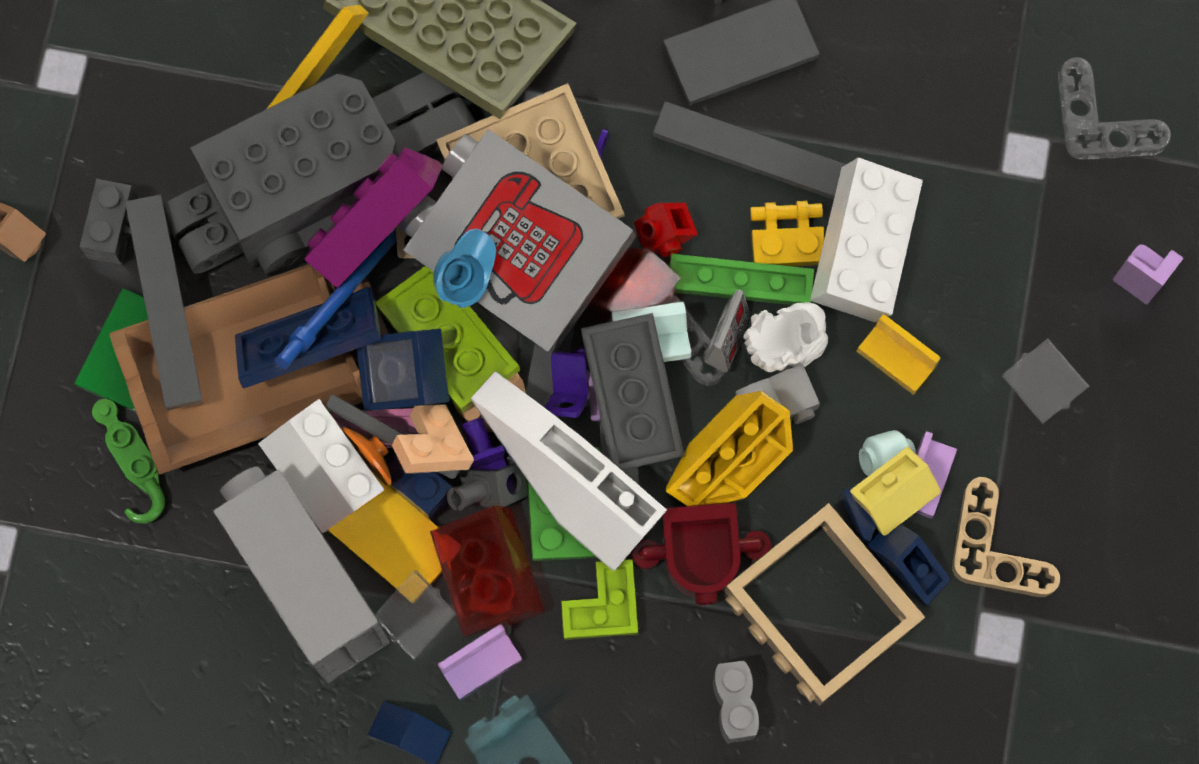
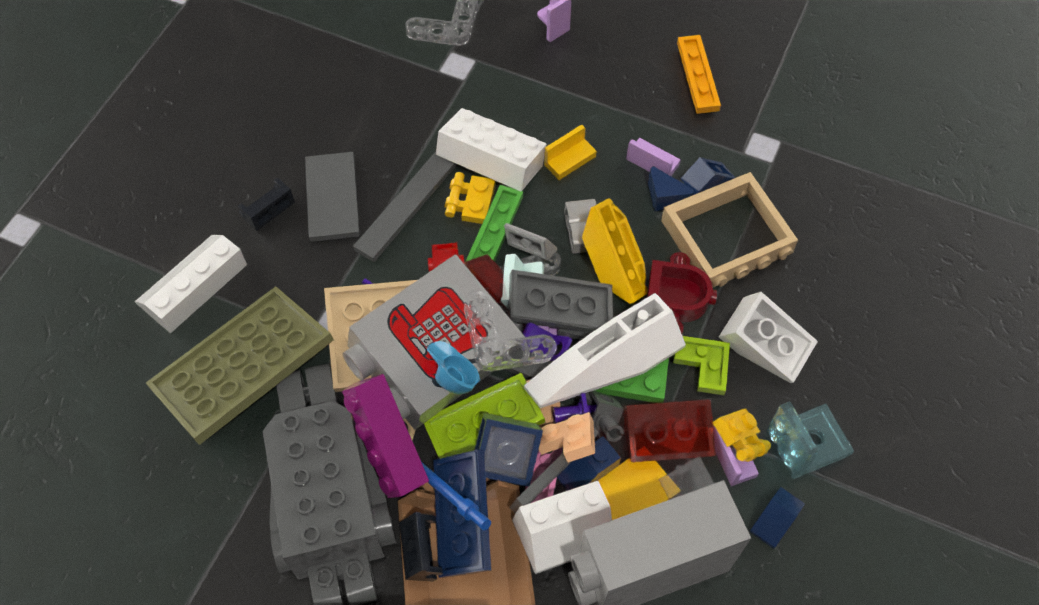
camera: 75 degrees left, 15 degrees down
(259, 301) = (417, 548): none -> black hinge
(323, 52) = (241, 459): yellow tile -> none
(371, 452) = (564, 483): orange dish -> none
(508, 657) = (740, 431): none -> yellow plate
(520, 310) = (493, 345): none -> clear beam
(660, 685) = (768, 337): none -> white slope
(733, 691) = (789, 294): light grey brick -> none
(788, 338) = (544, 207): white hair -> none
(882, 448) = (636, 173): light aqua head -> none
(896, 490) = (664, 164): light yellow panel -> none
(989, 560) = (713, 140): tan beam -> none
(1045, 381) = (604, 87): clear piece -> none
(1107, 515) = (698, 74): none -> light orange plate

